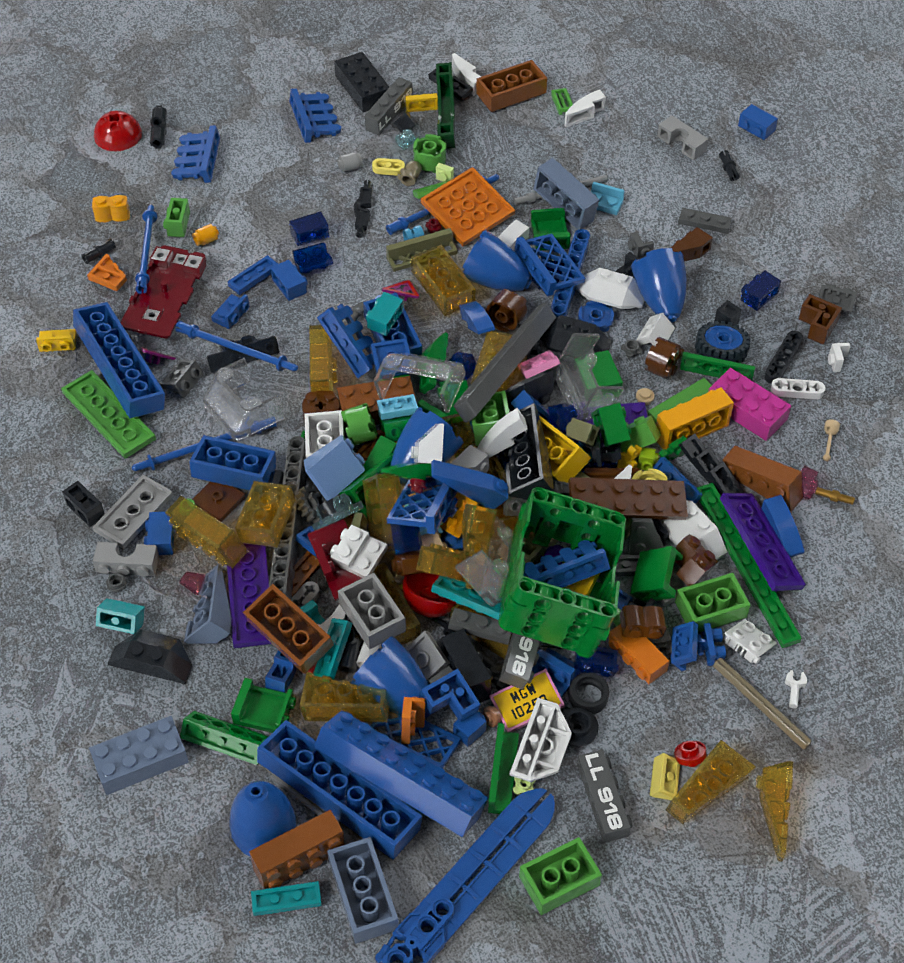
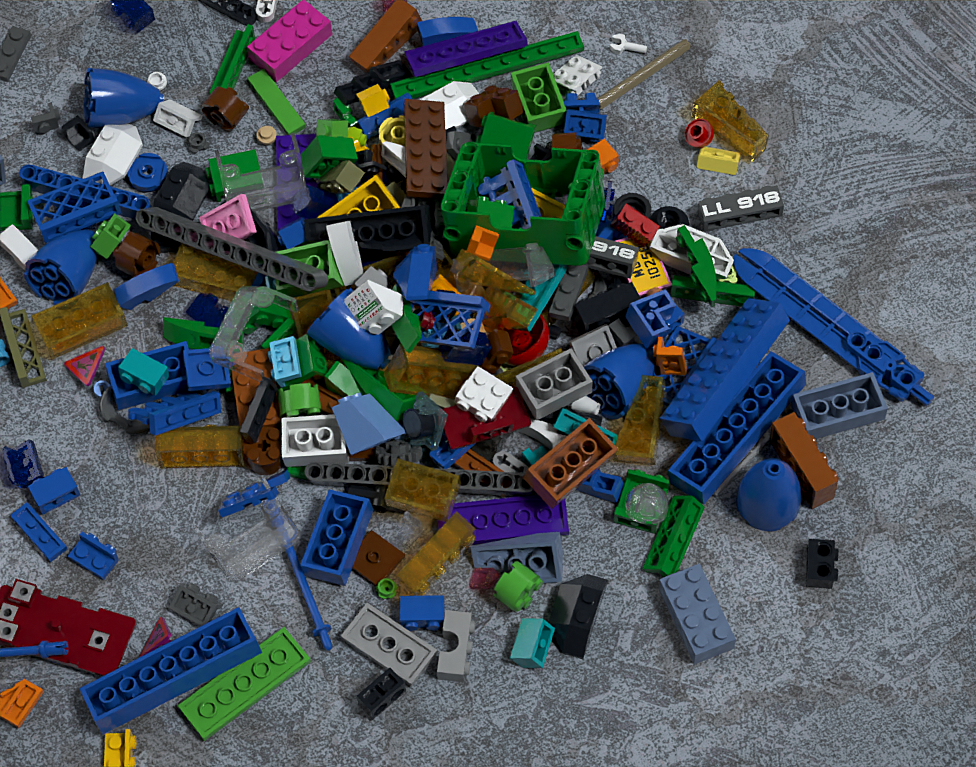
camera: 85 degrees left, 10 degrees up
(116, 578) = (483, 650): dark grey plate -> none
(174, 600) = (517, 587): none -> bright green brick
(186, 865) = (818, 563): none -> black brick
(193, 332) = (132, 590): blue bar -> none
(228, 356) = (161, 541): black bracket -> none
(251, 703) = (647, 503): none -> clear cylinder
(262, 390) = (253, 494): none -> blue wing
(286, 898) = (847, 487): teal plate -> none
(347, 391) = (258, 410): none -> black plate
(508, 531) = (482, 243): none -> orange panel
(510, 746) = (703, 271): none -> green slope
(523, 287) = (109, 235): none -> bright green brick
(545, 540) = (500, 212): none -> green brick
(560, 681) = (635, 225): none -> red brick
(560, 876) = (823, 245): bright green brick -> none
(685, 464) = (373, 100): none -> yellow brick
(691, 316) = (158, 80): none -> white plate
(694, 244) = (52, 67): reddish brown slope -> none
(698, 416) = (310, 85): light orange brick -> none
(723, 341) = (205, 53): black wheel -> none
(728, 312) = (166, 44): black panel -> none
(774, 790) = (746, 71): clear yellow wedge -> none

